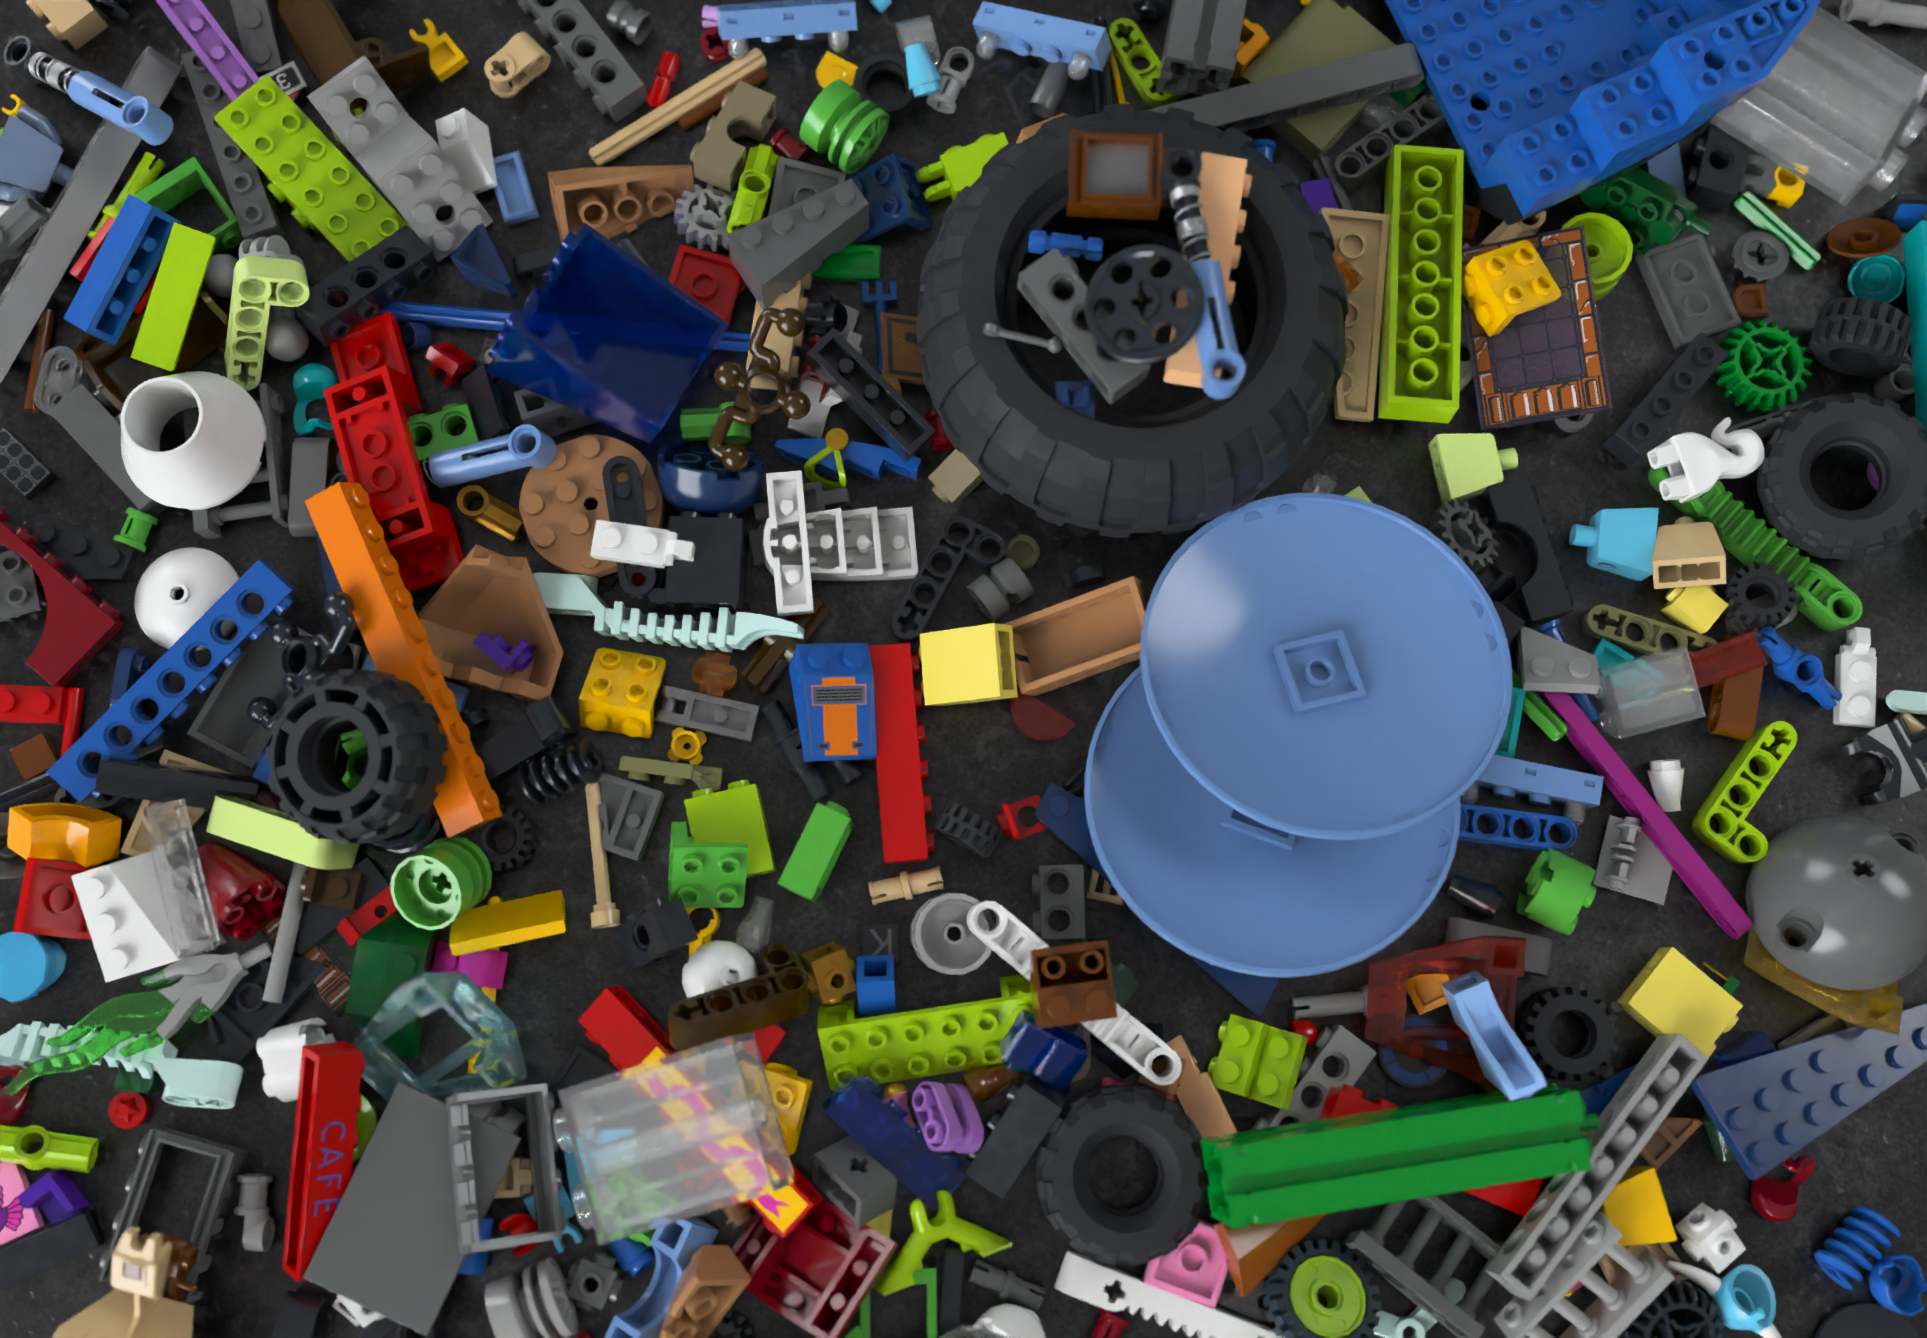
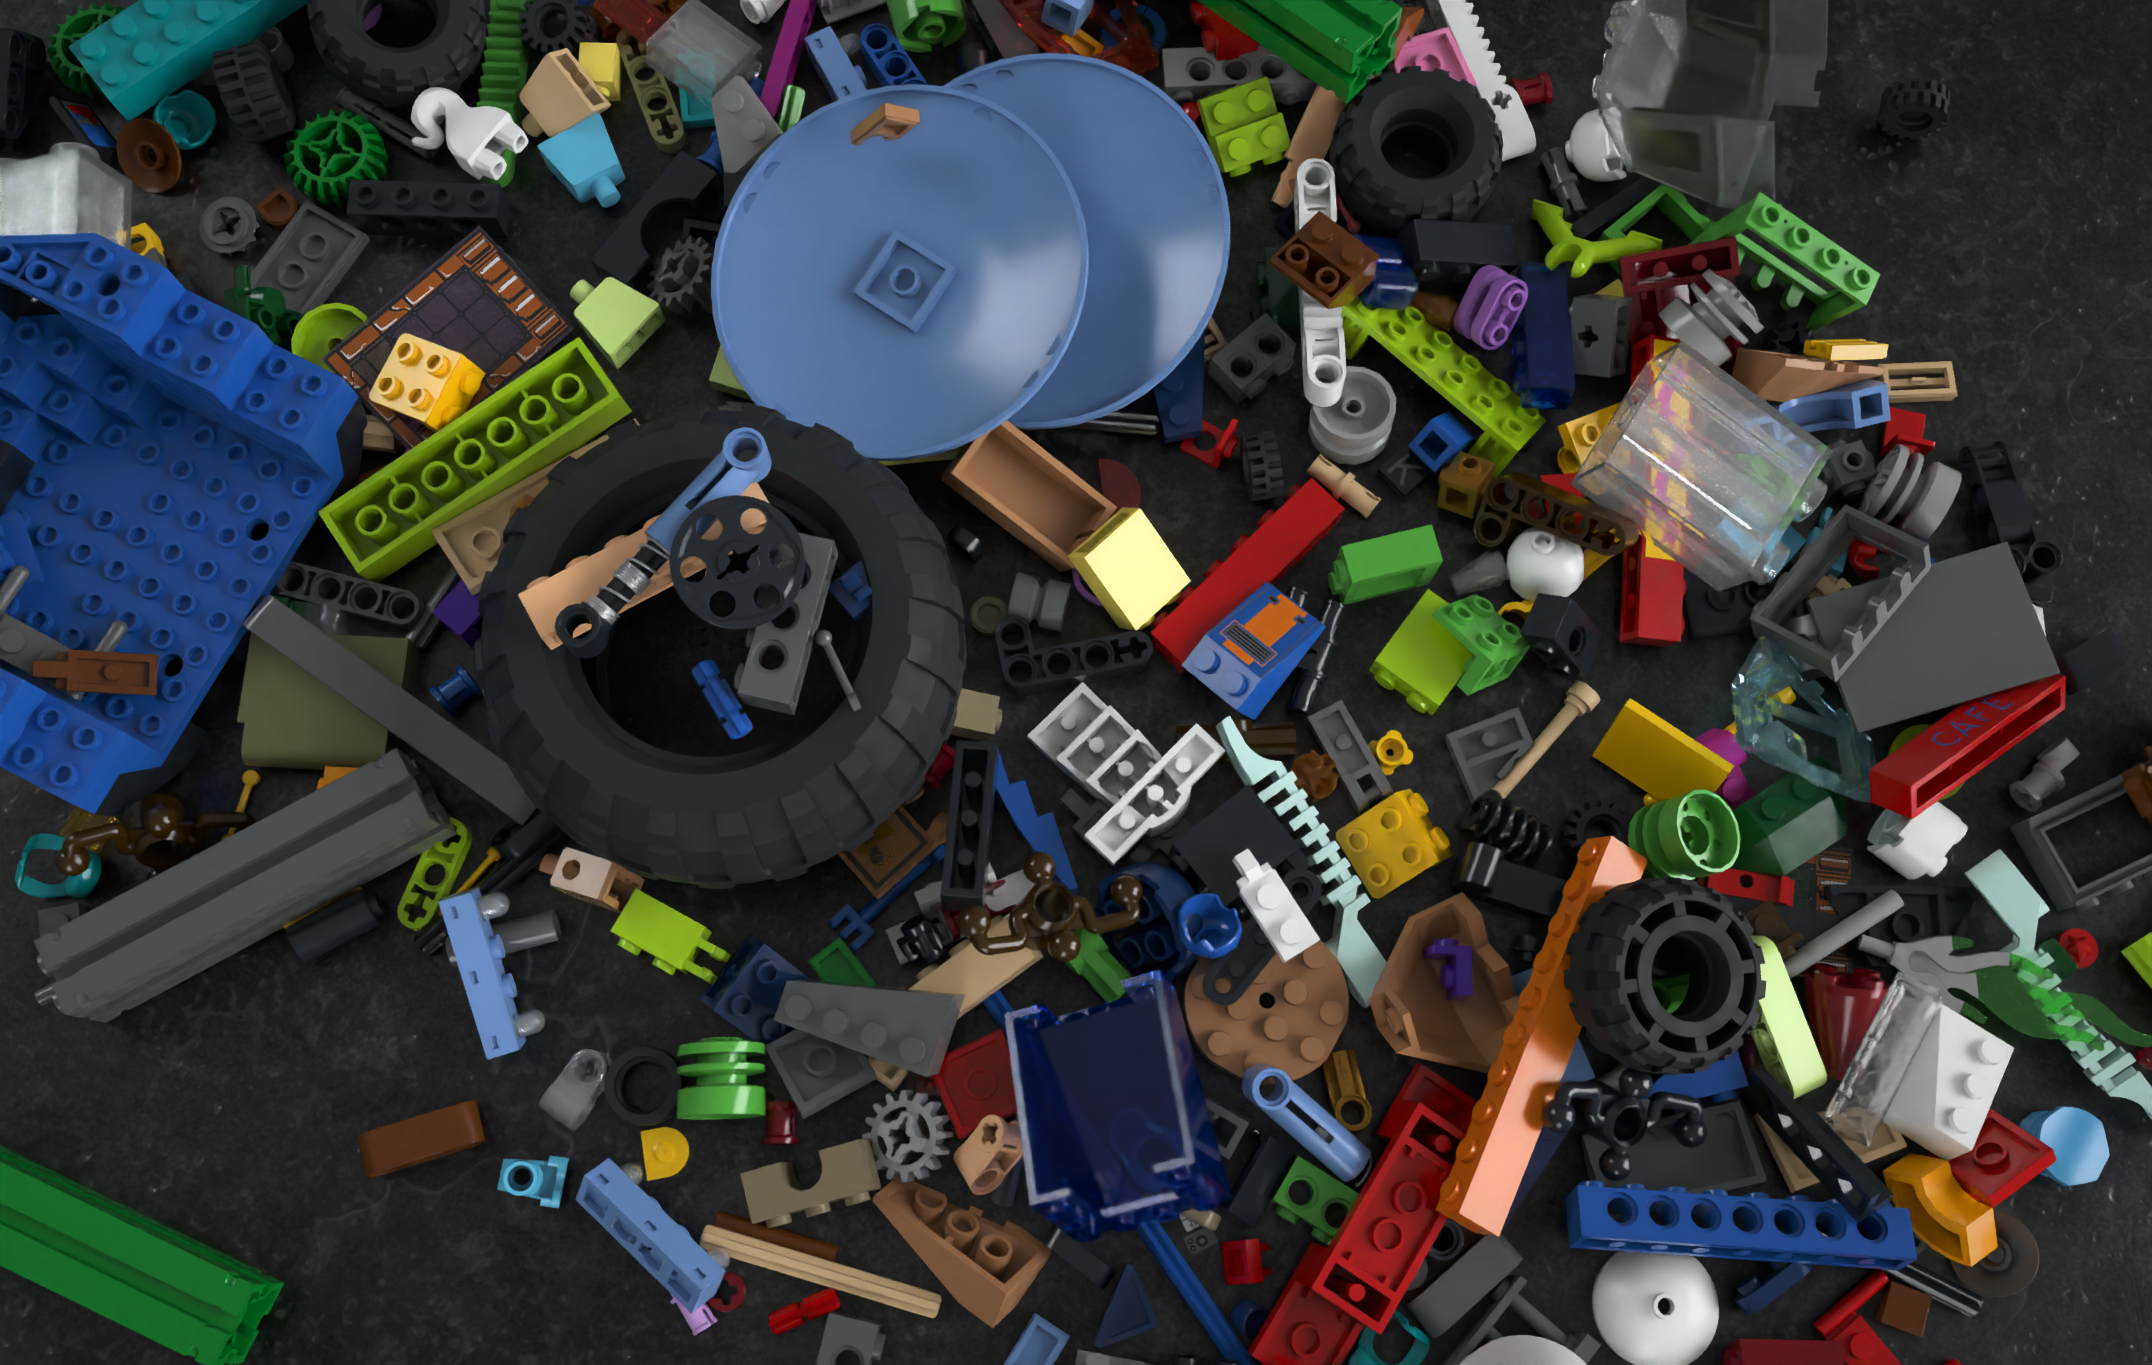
camera: 130 degrees left, 5 degrees down
(654, 494) = (1220, 926): none -> blue hair
(655, 249) = (987, 1155): none -> light nougat piece
(674, 772) = (1421, 739): olive hinge -> none
(753, 187) = (875, 1100): lime piece -> none
(784, 1263) = (1711, 318): none -> light grey wheel
(836, 441) = (1029, 835): lime piece -> none
(900, 1094) = (1504, 367): piece -> none
(921, 71) = (610, 1049): medium azure cone -> none
(951, 81) = (590, 1030): light grey connector -> none
(1115, 175) = (617, 703): reddish brown window -> none
(1448, 732) = (886, 121): none -> medium nougat tile
(1771, 223) = (189, 235): axle -> none

